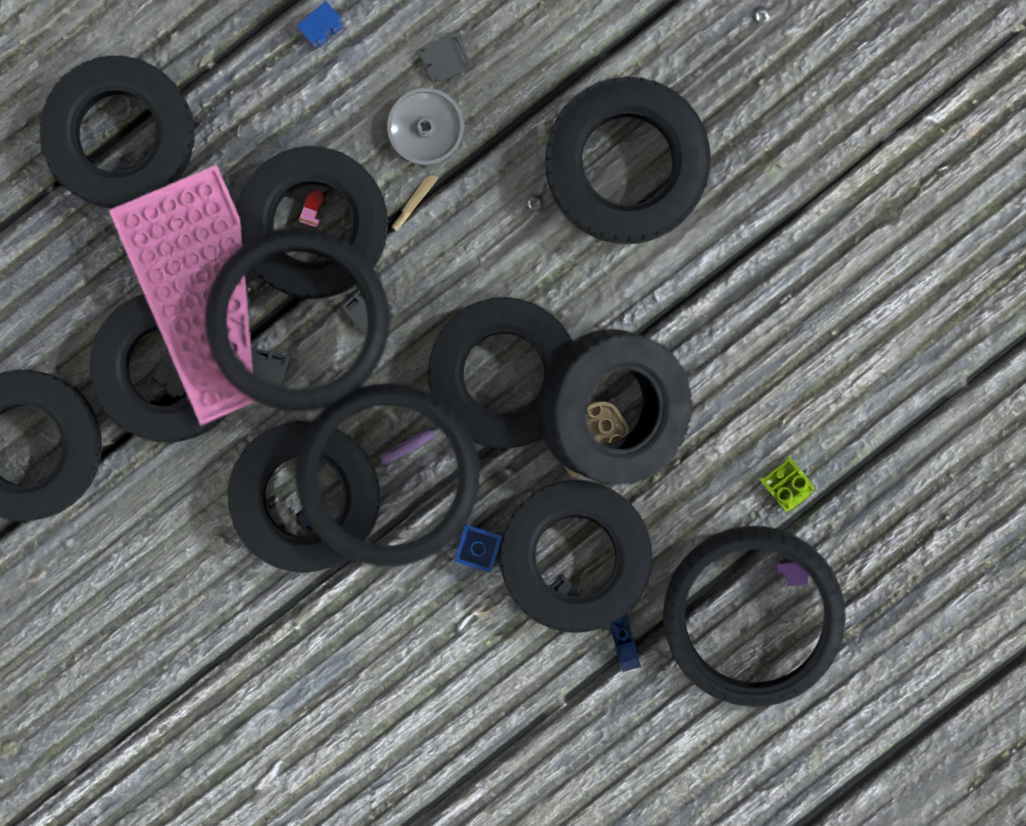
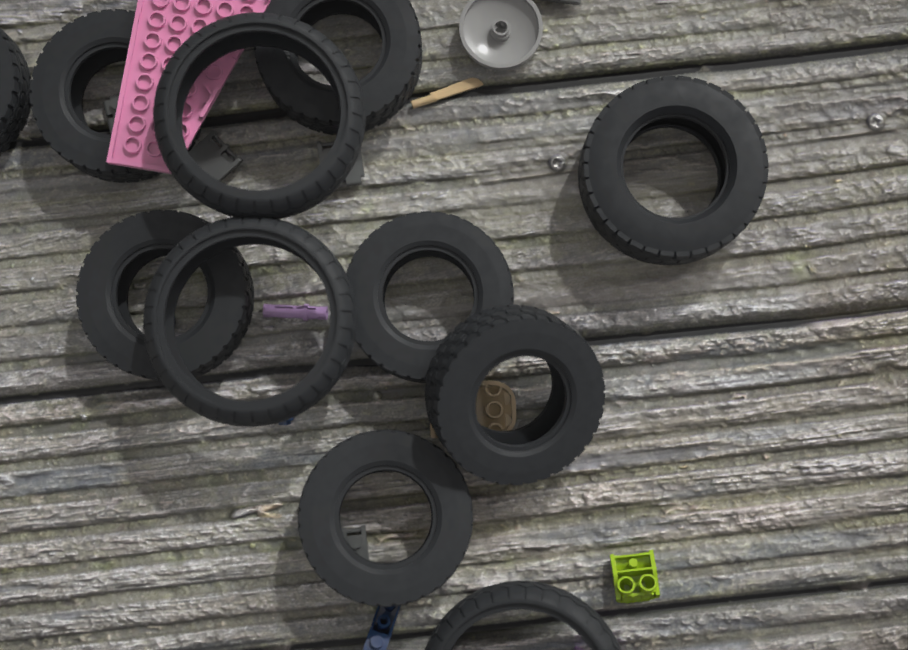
camera: 40 degrees right, 5 degrees down
(311, 209) = (350, 38): leg -> none
(478, 548) = (298, 449): blue brick -> none

